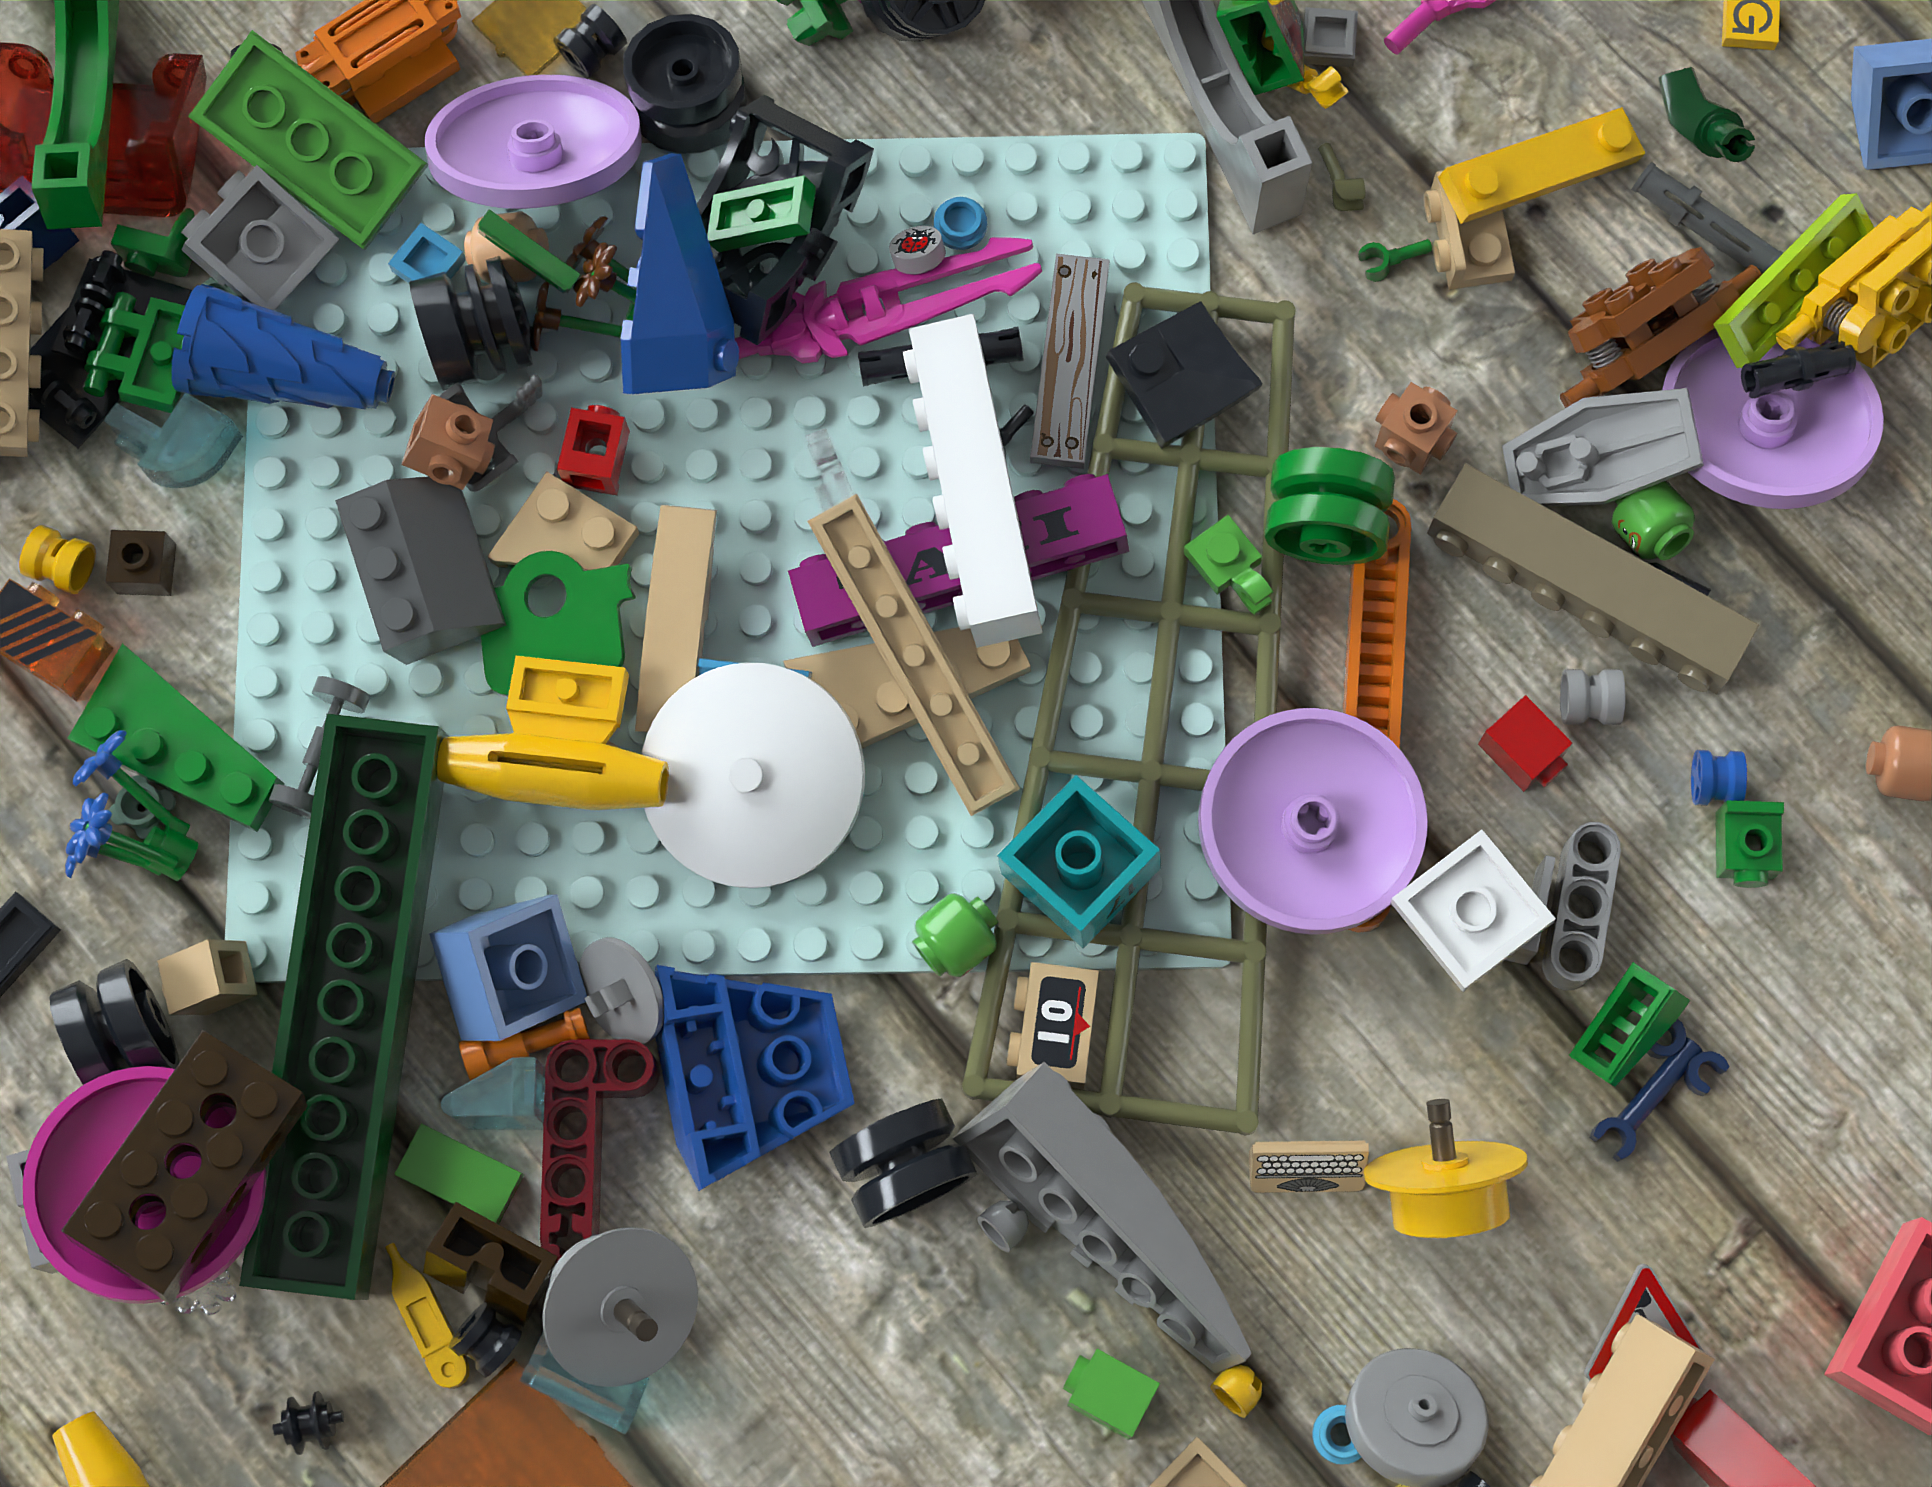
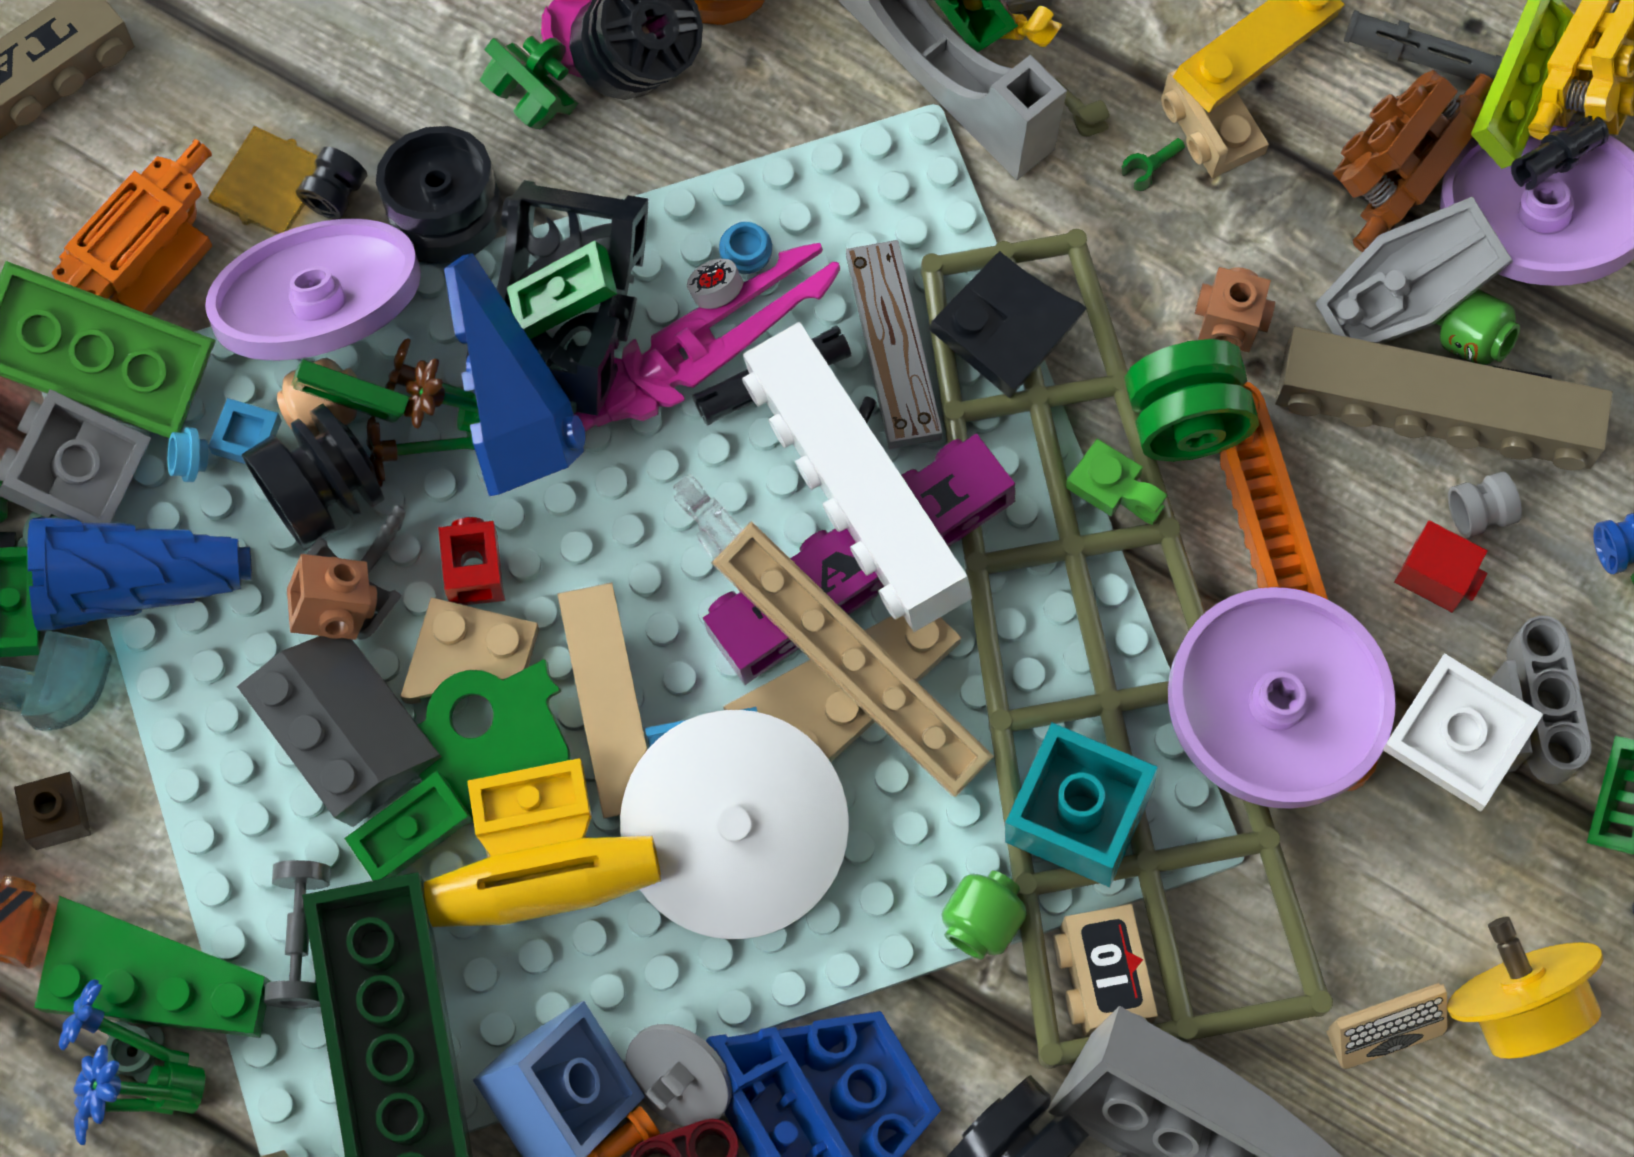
camera: 25 degrees left, 5 degrees down
(367, 265) = (187, 454): none -> medium azure plate
(452, 682) = (409, 828): none -> green plate

